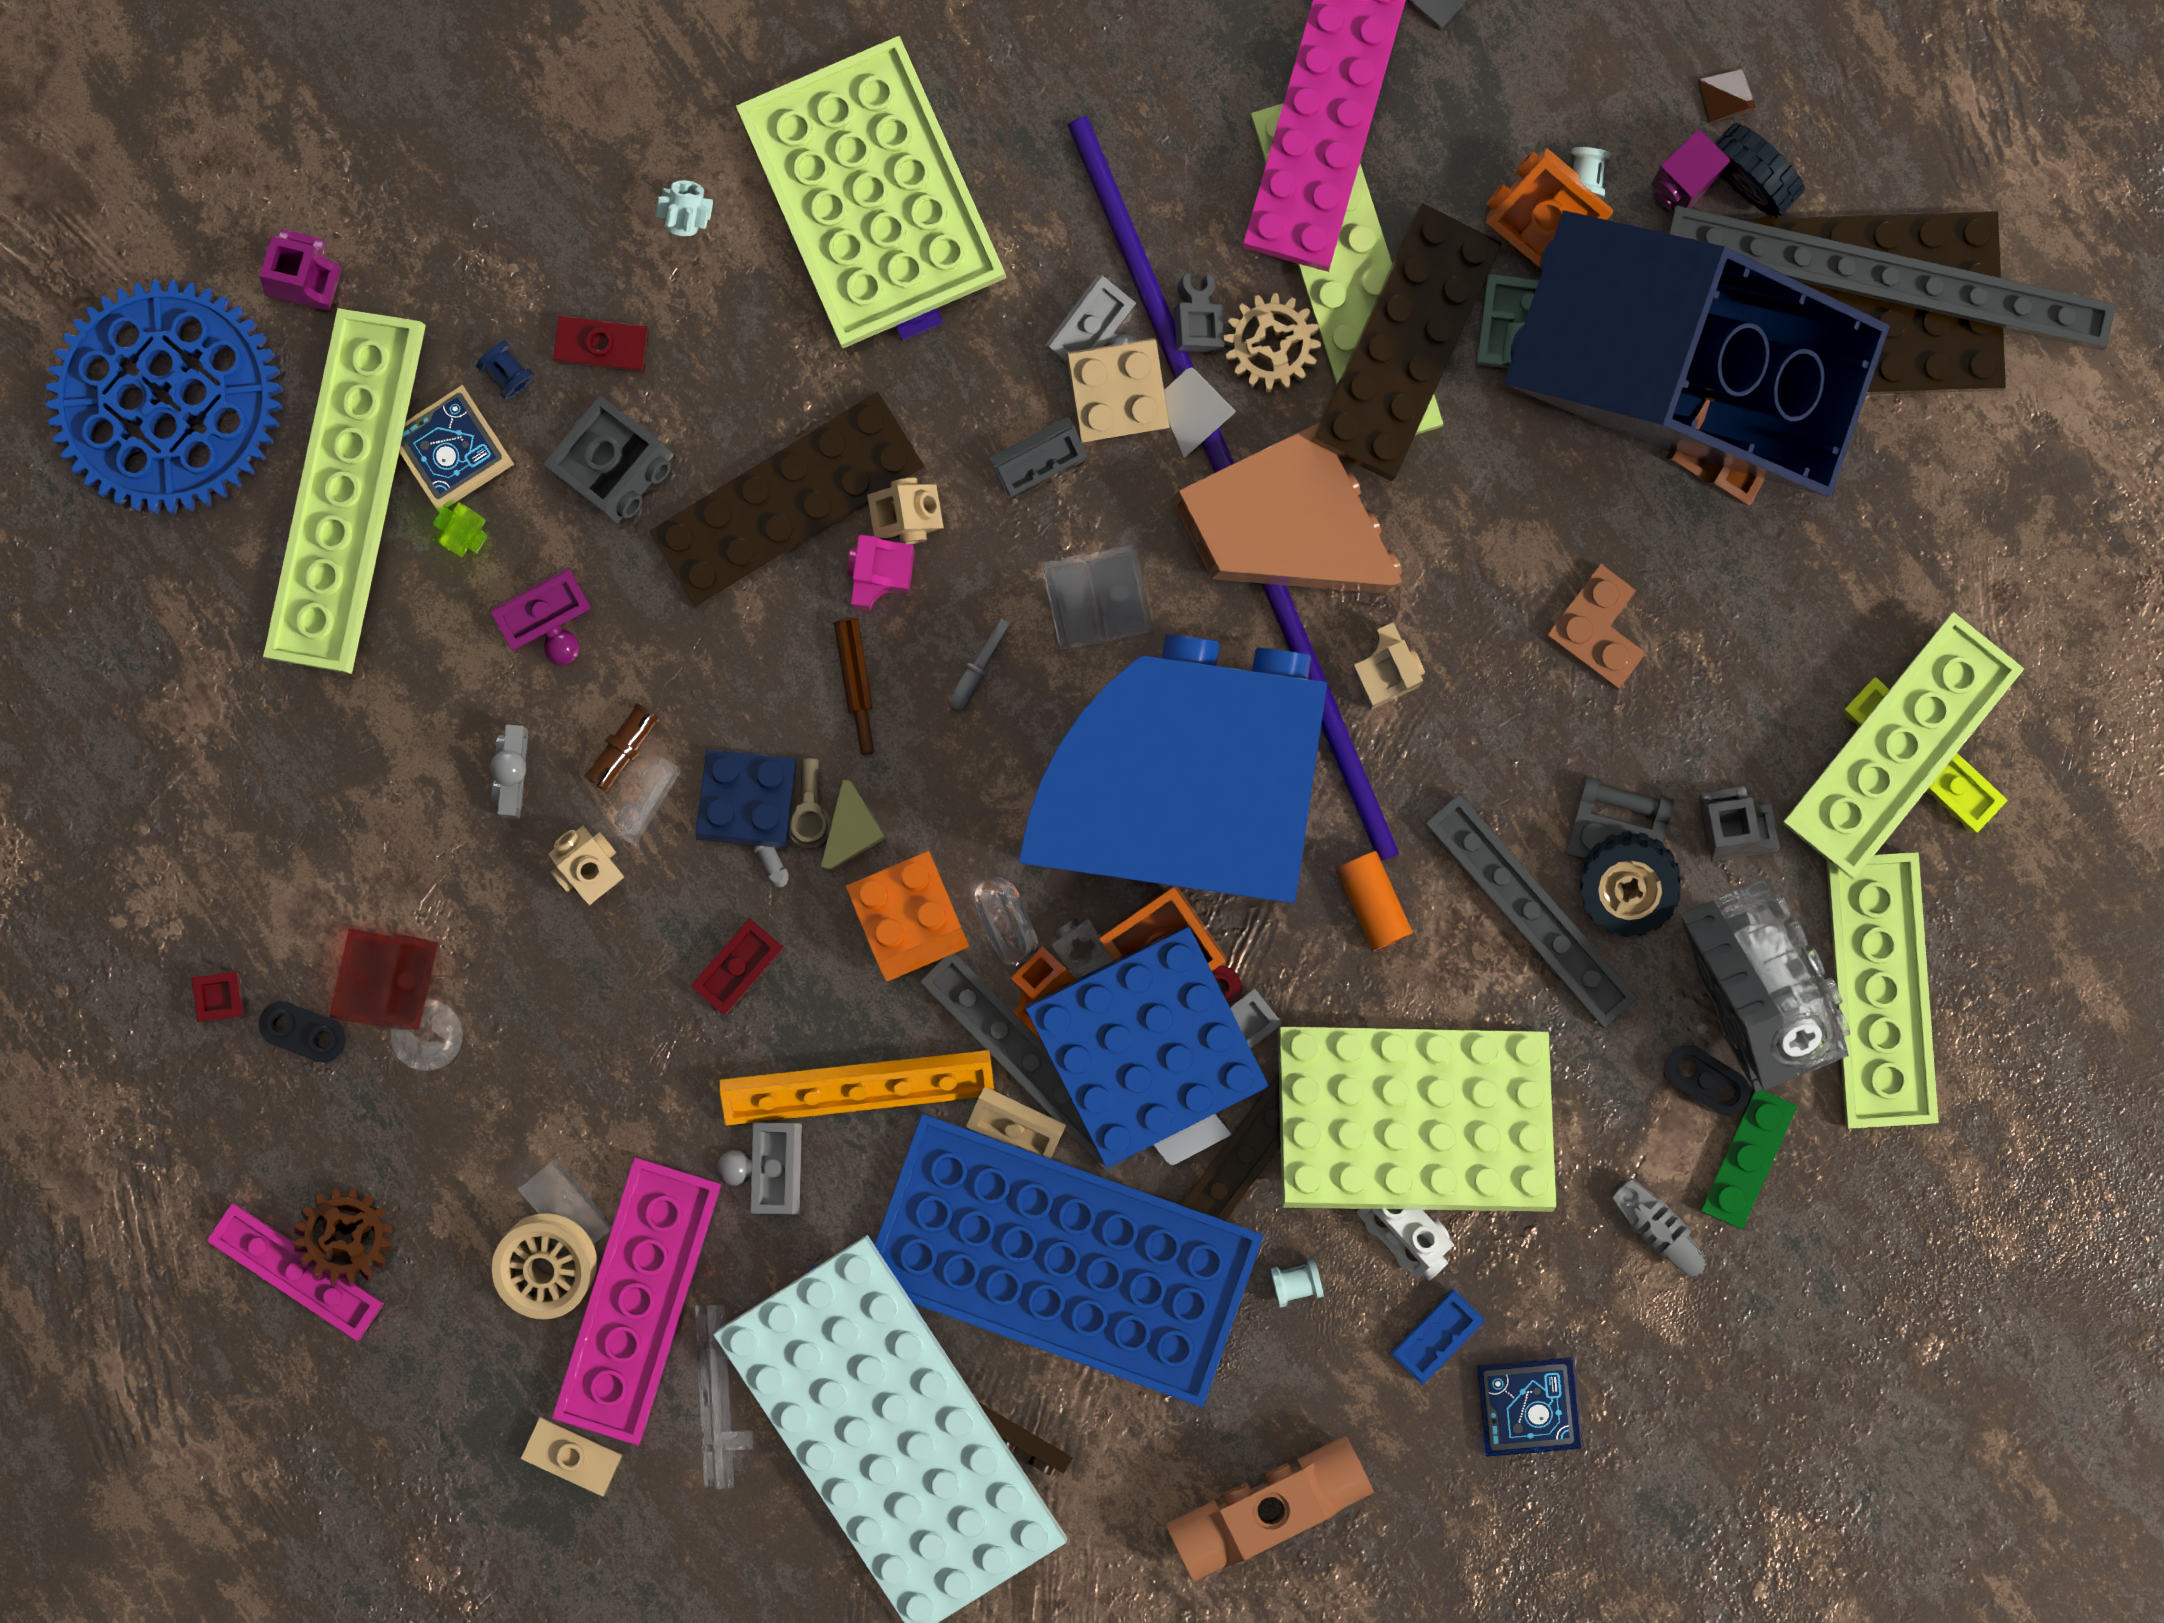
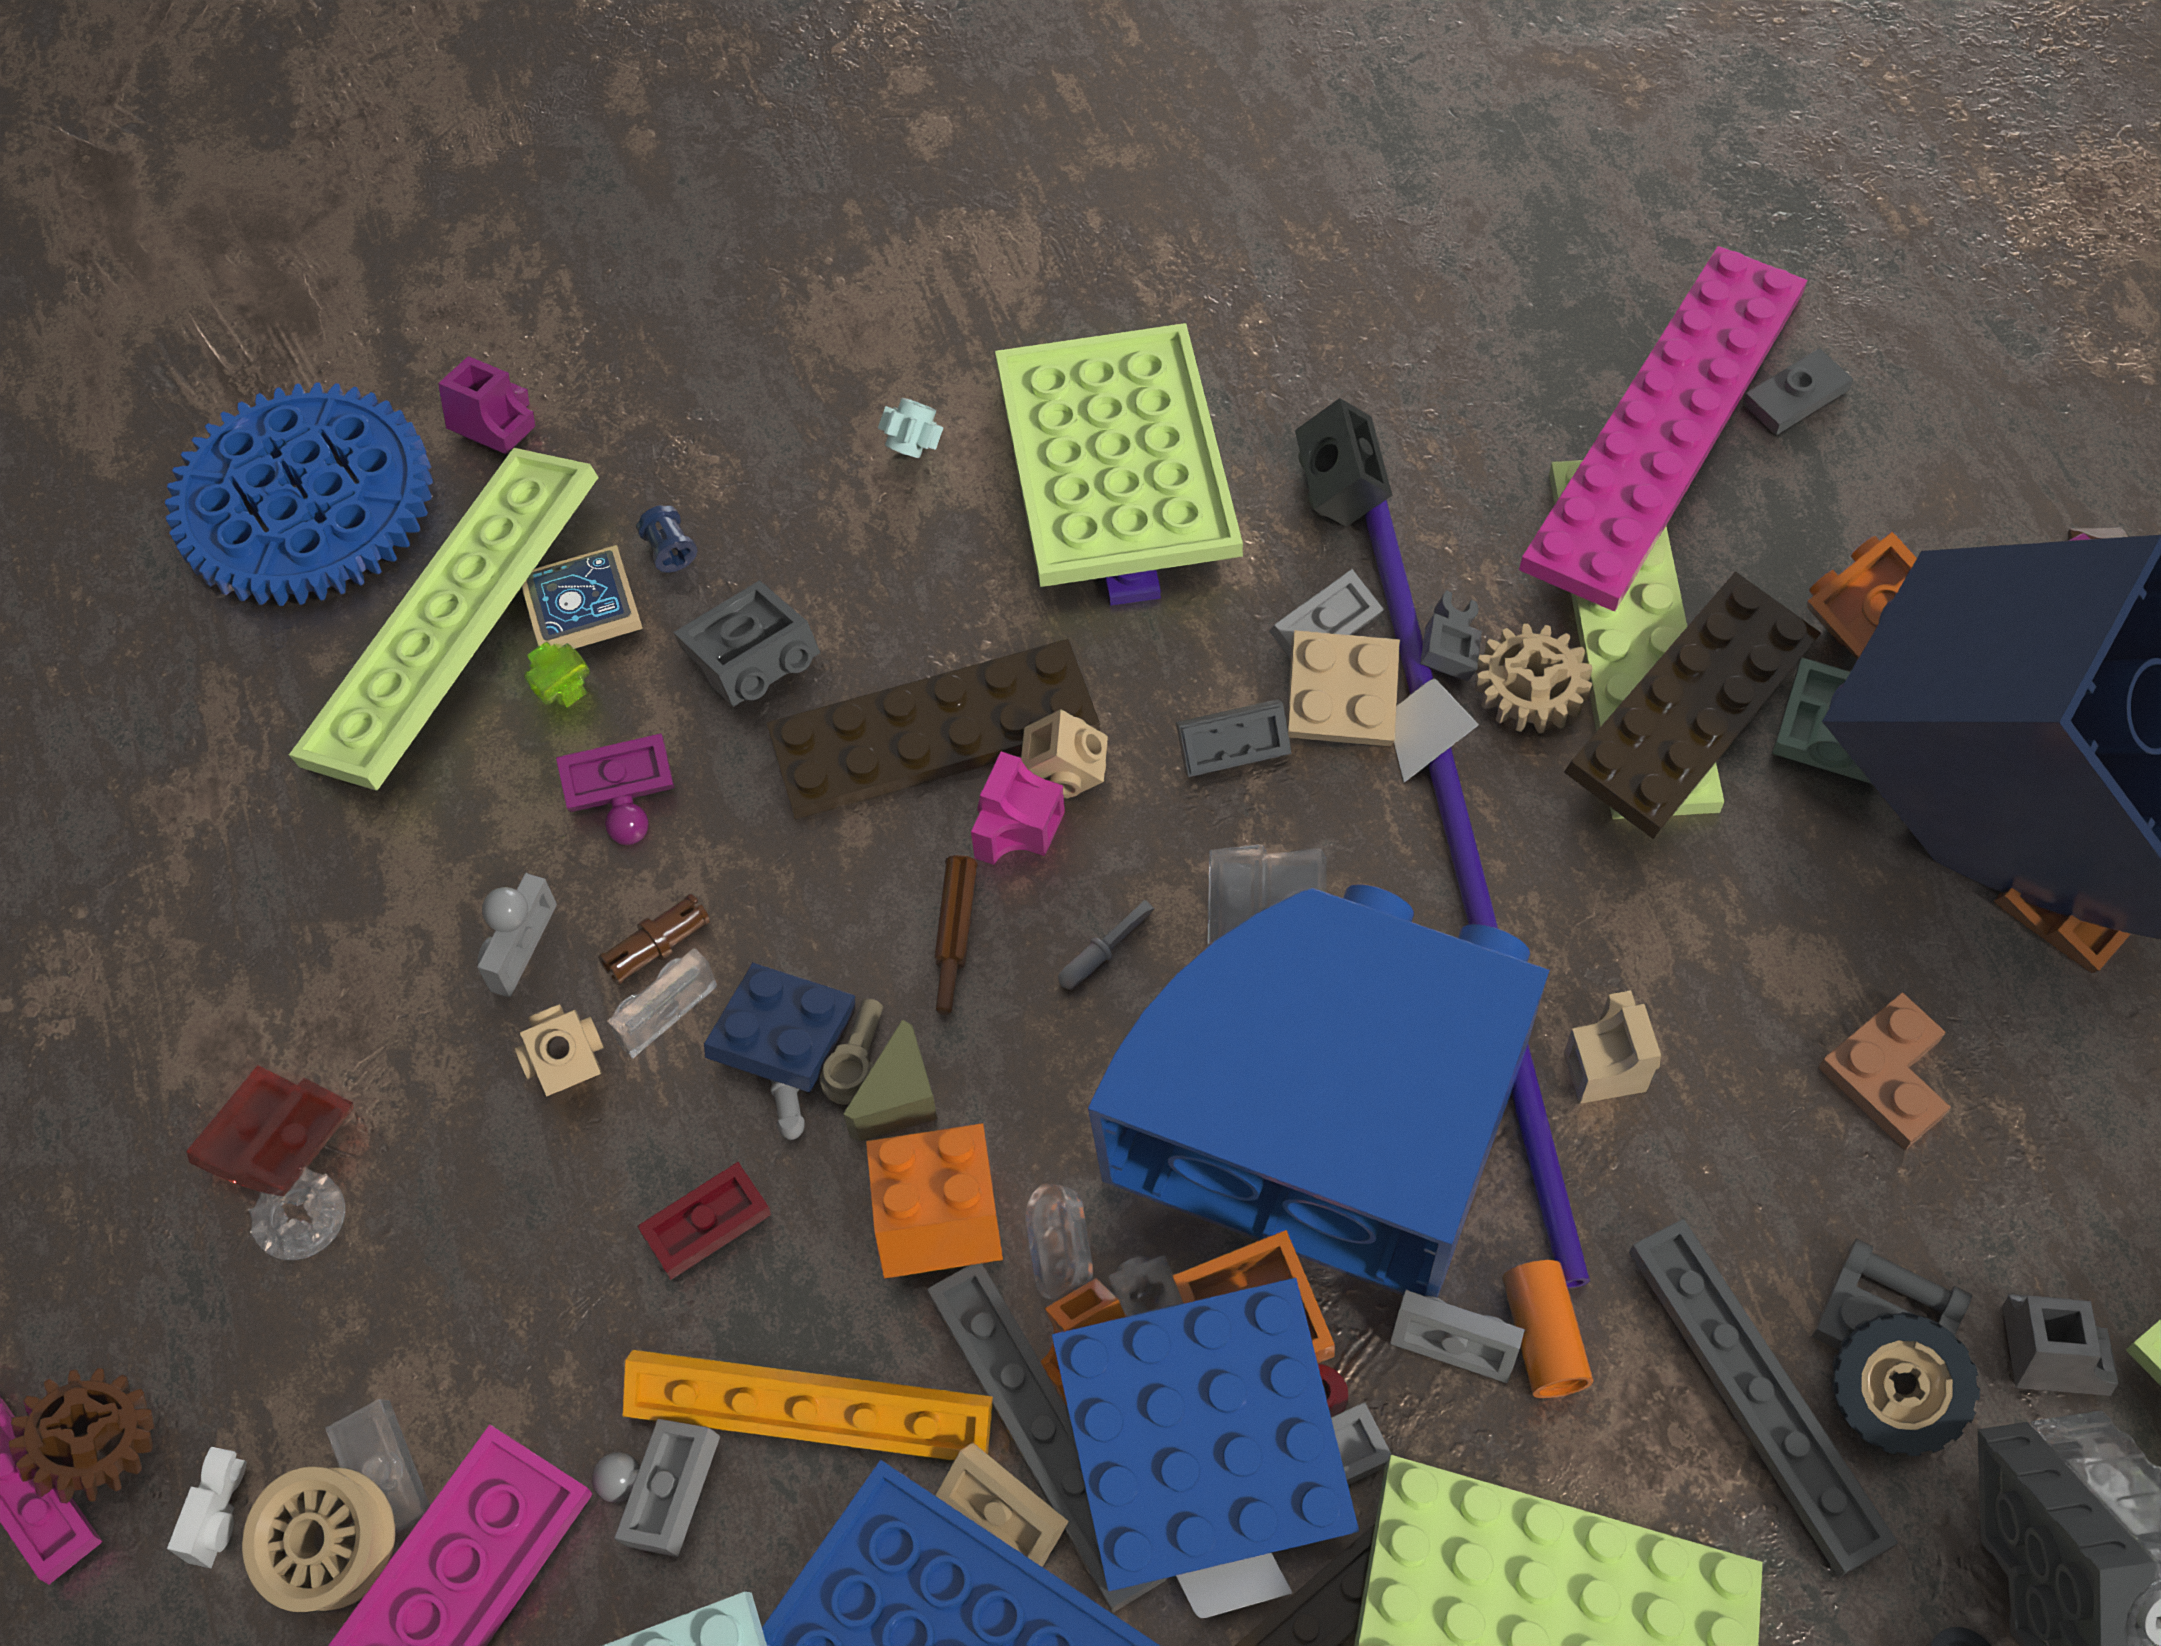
camera: 15 degrees right, 25 degrees down
(218, 996) = (70, 1108): dark red plate -> none
(302, 1032) = (150, 1173): black plate -> none
(457, 1275) = (207, 1515): none -> white plate
(600, 344) = (779, 539): dark red plate -> none
(1072, 164) = (1342, 463): none -> pearl dark grey brick
(1288, 522) = (1517, 855): nougat slope -> none
(1326, 923) = (1457, 1336): none -> light grey plate

